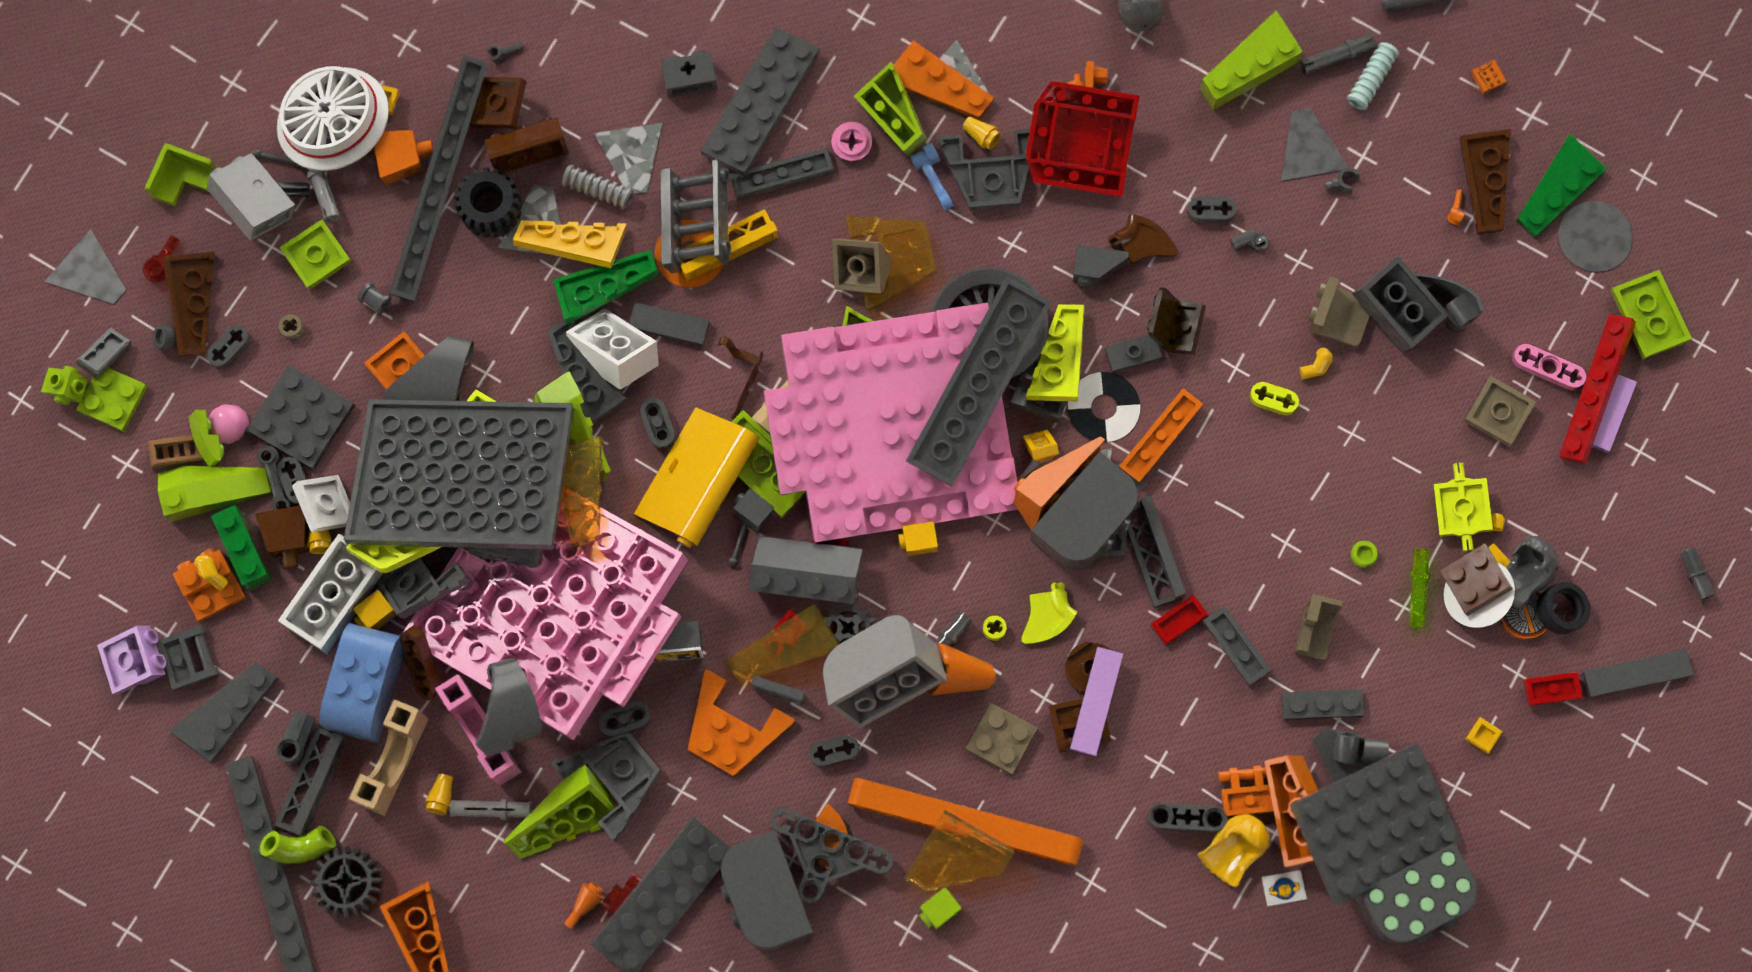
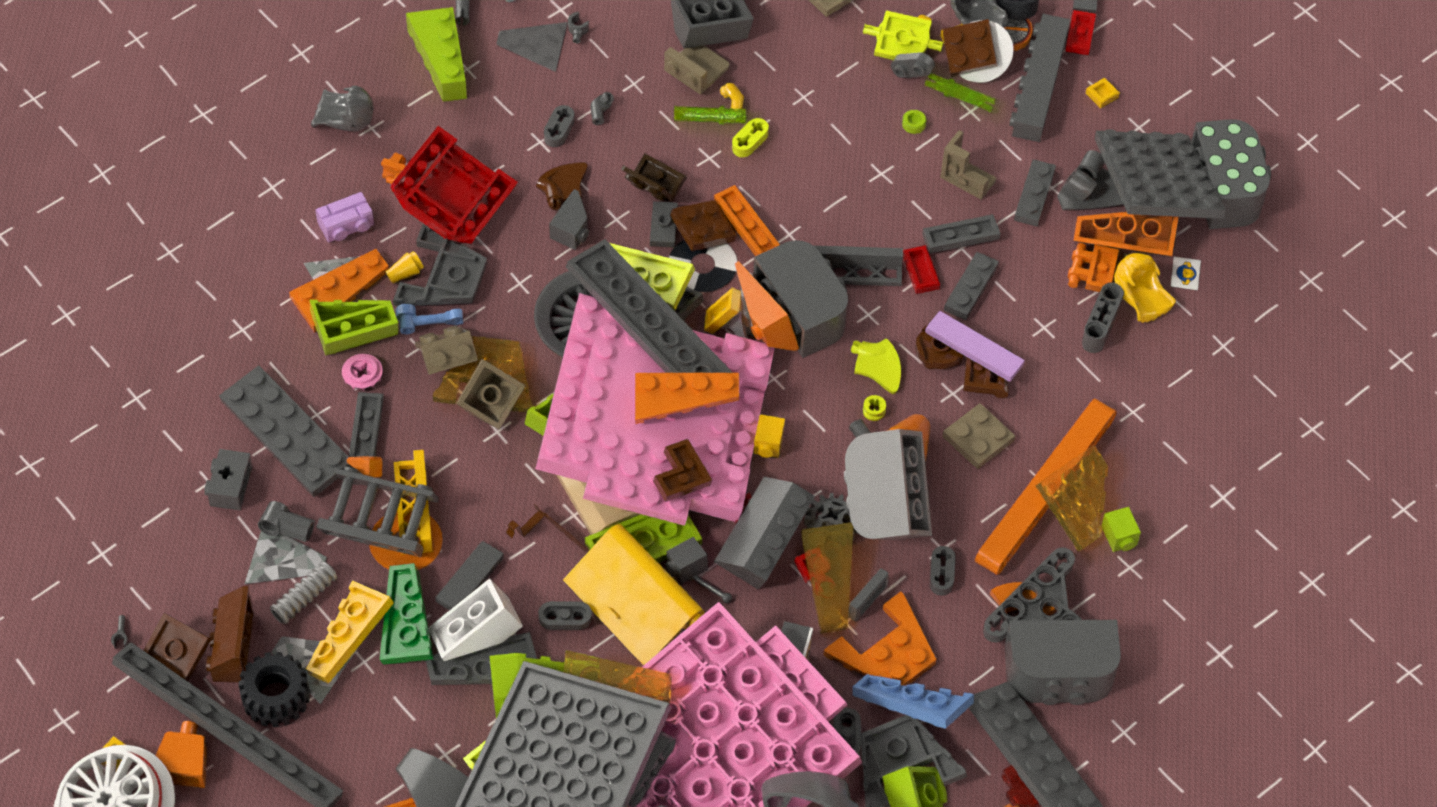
camera: 75 degrees left, 20 degrees down
(662, 134) = (279, 519): none -> dark grey piece
(670, 771) = (913, 700): none -> medium blue wing
(742, 186) = (367, 465): none -> orange slope
(825, 477) = (687, 472): none -> reddish brown plate
(899, 204) = (447, 349): none -> dark tan bracket
(903, 433) = (681, 392): none -> orange wing
(1016, 55) = (345, 217): none -> lavender brick
(1143, 390) = (703, 225): none -> reddish brown plate
(1179, 676) = (971, 286): none -> dark grey plate
(1287, 356) = (710, 114): none -> clear neon green pin
(1427, 532) = (912, 65): none -> dark grey plate
(1472, 665) = (1040, 78): none -> dark grey brick

